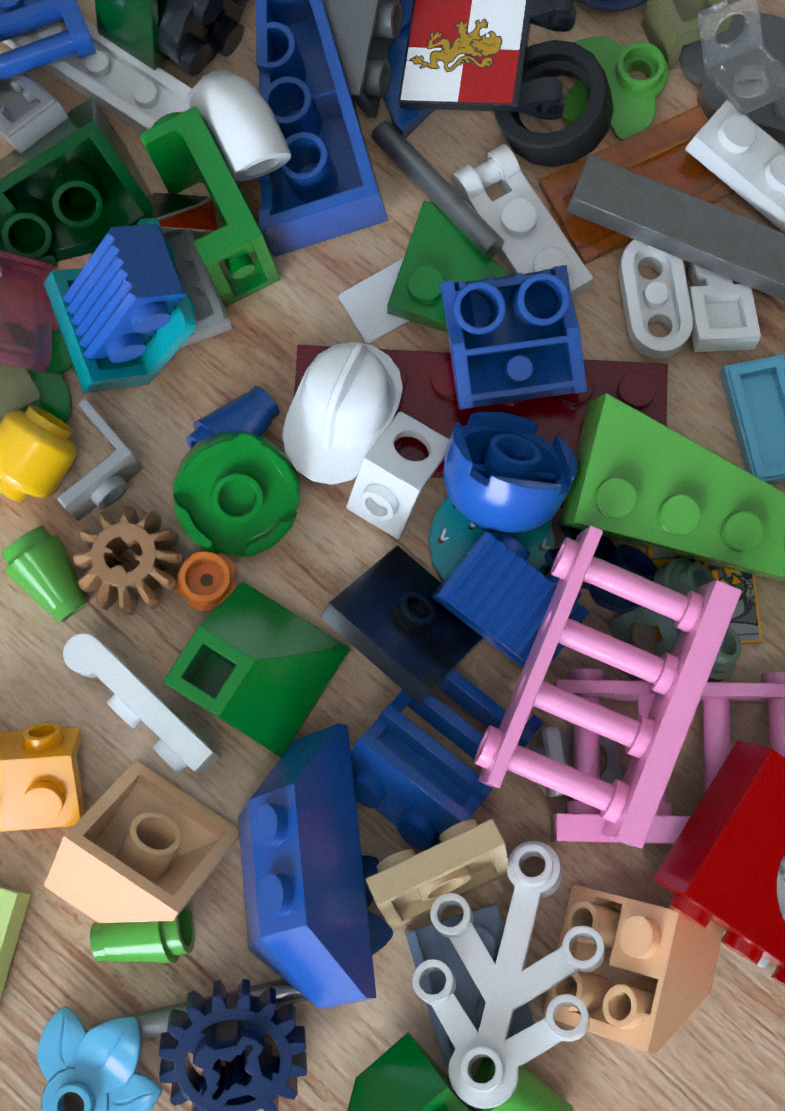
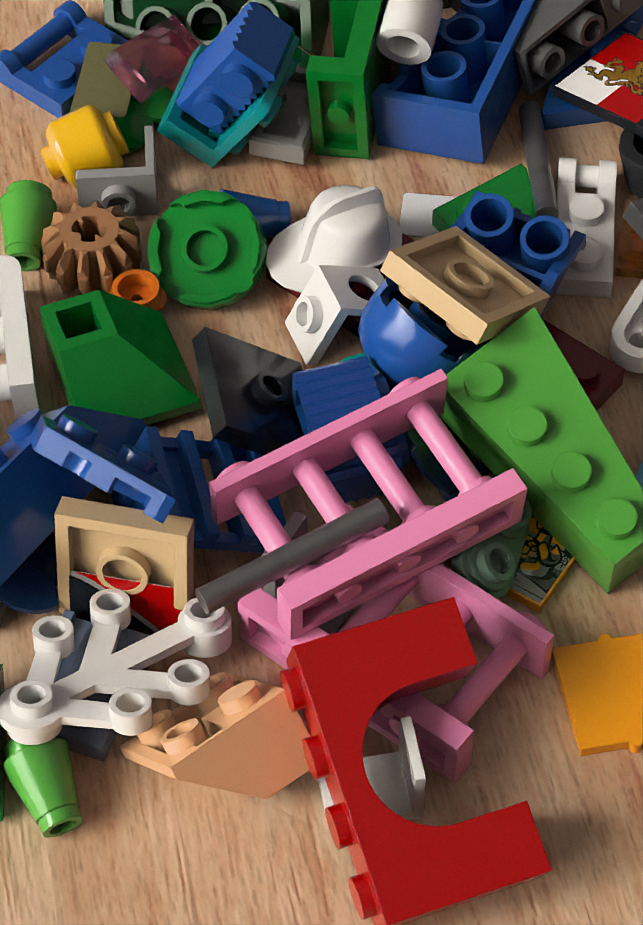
camera: 35 degrees right, 25 degrees down
(389, 835) = (127, 471): none -> blue wing
(479, 882) = (150, 608): none -> sticker
(528, 408) = (463, 284): none -> tan plate
(602, 795) = (292, 556): none -> flat silver bar

